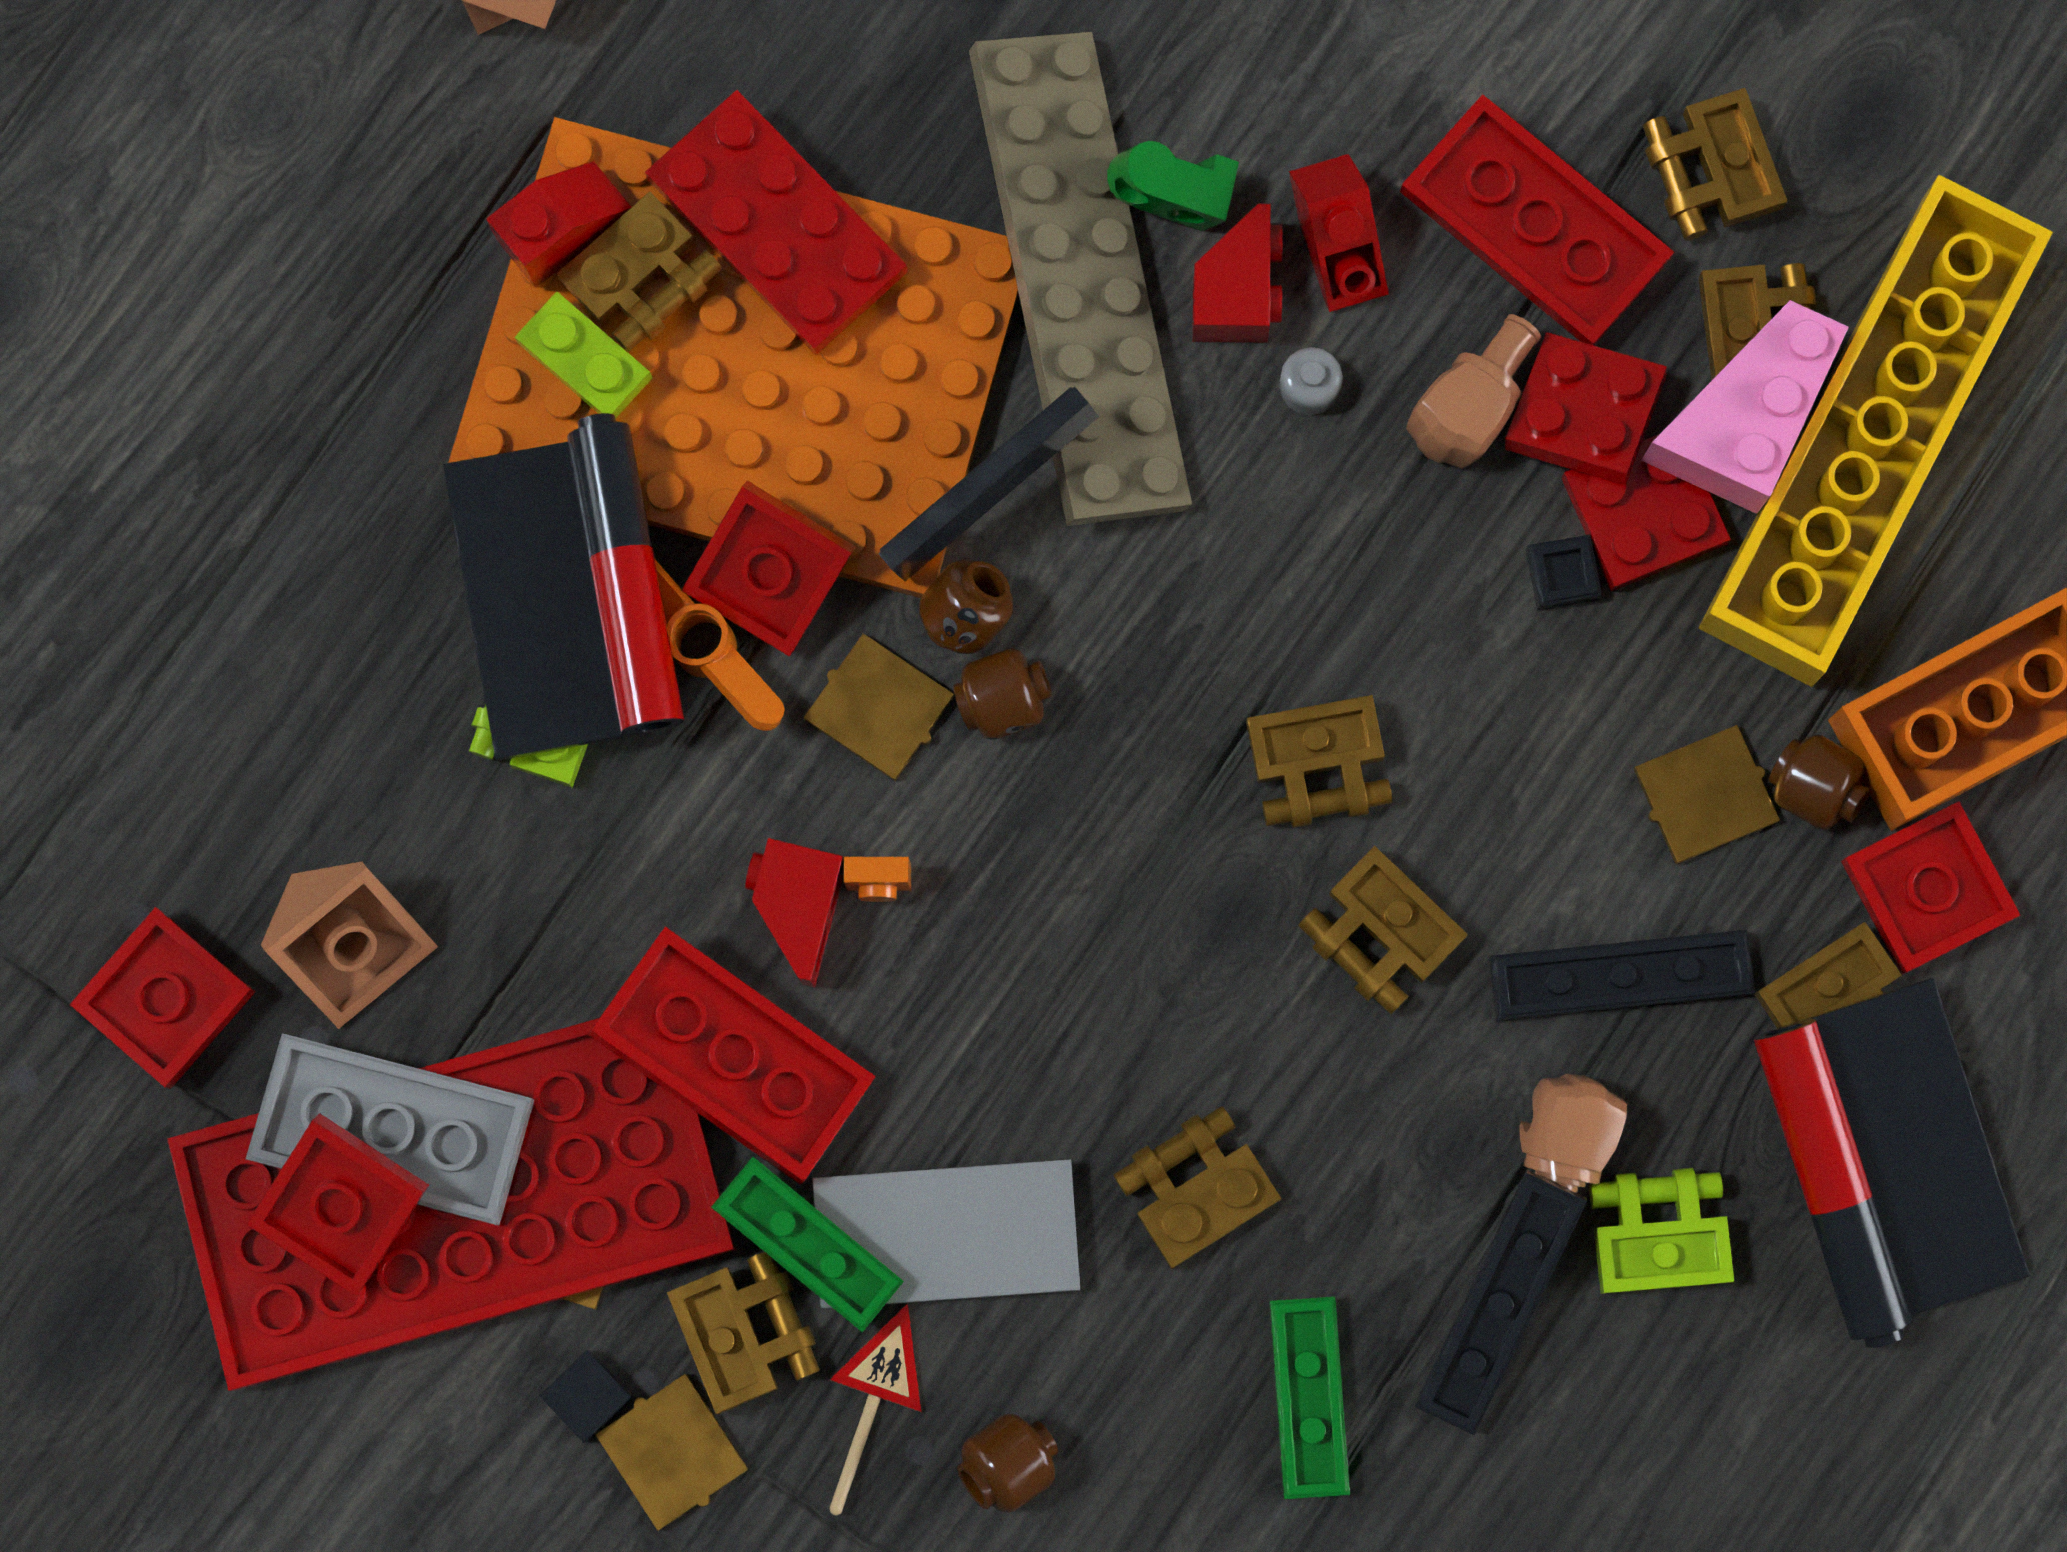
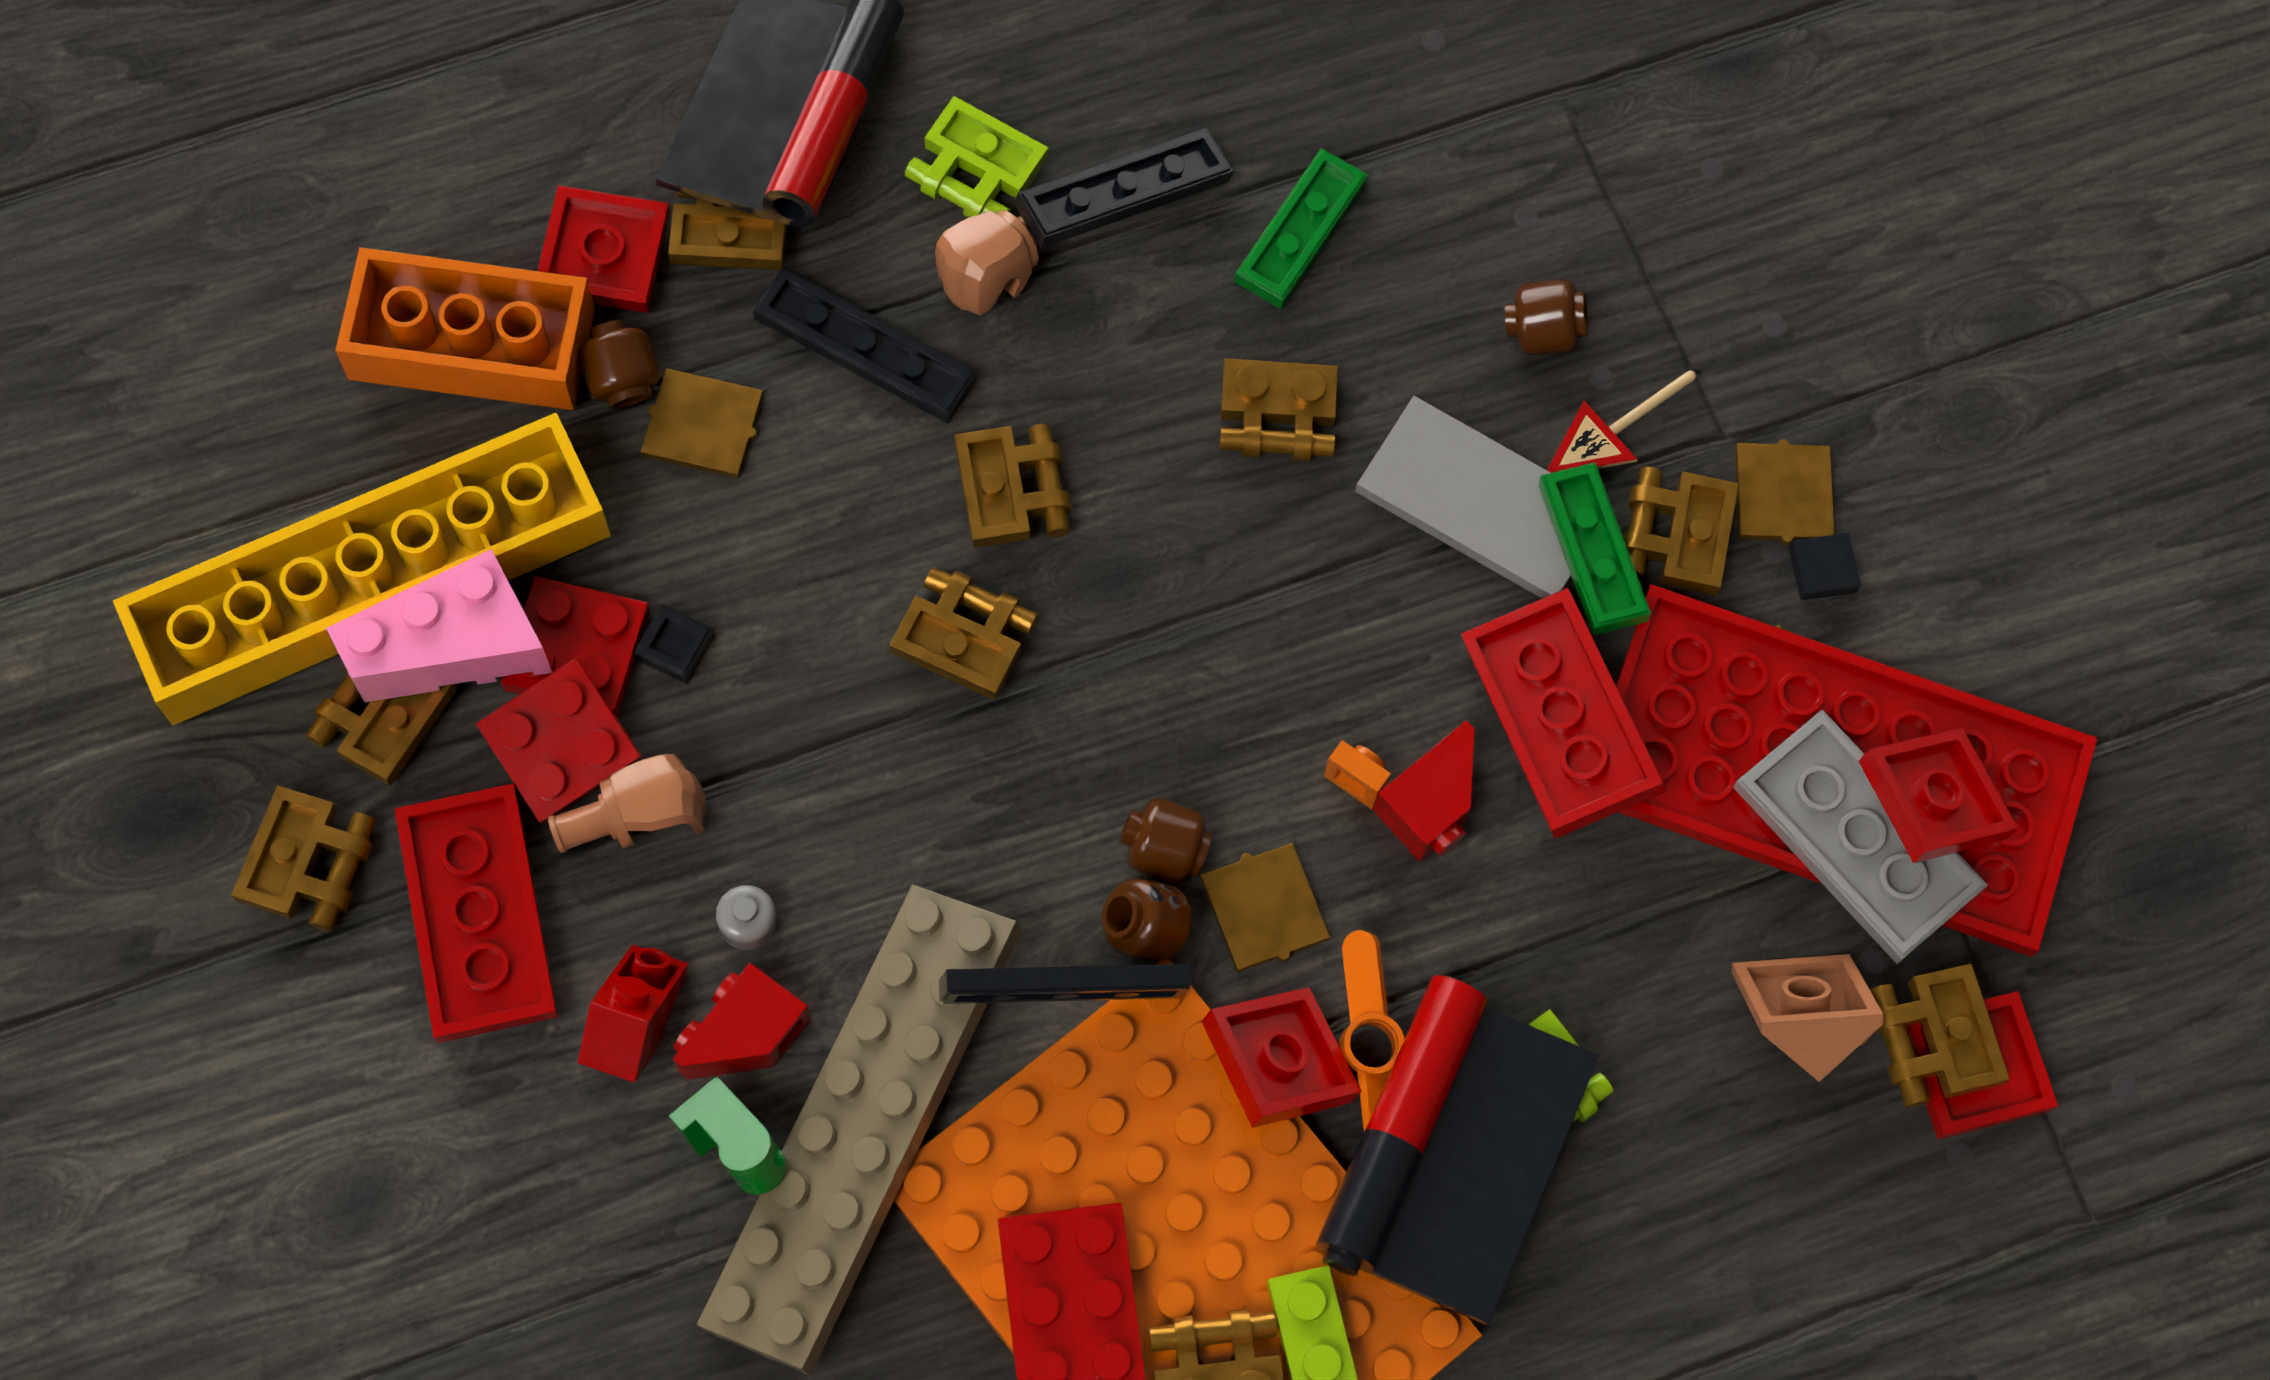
camera: 155 degrees left, 10 degrees down
(198, 1000) = (1956, 1032): none -> pearl gold plate

